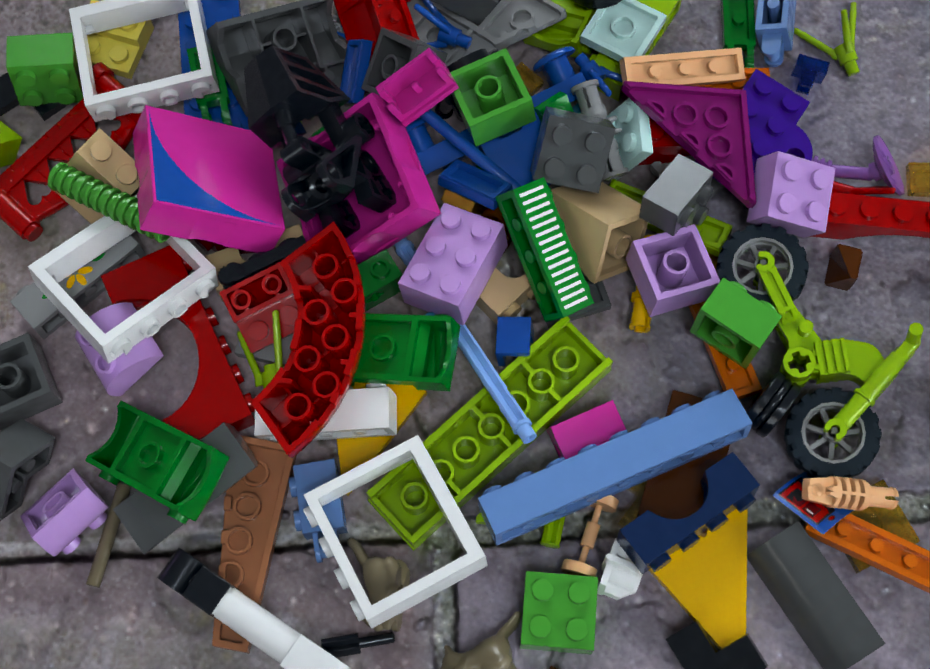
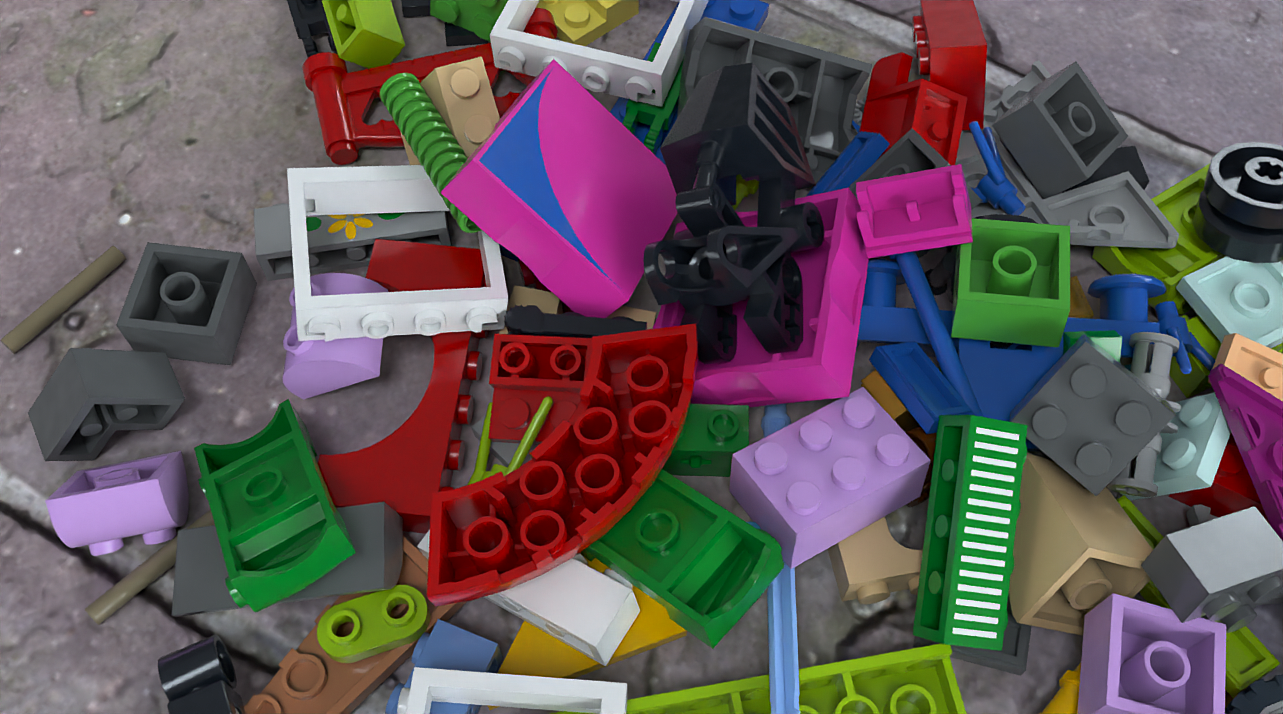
camera: 30 degrees right, 10 degrees down
(260, 490) = (373, 627): none -> lime plate
(513, 337) = (853, 630): blue panel -> none

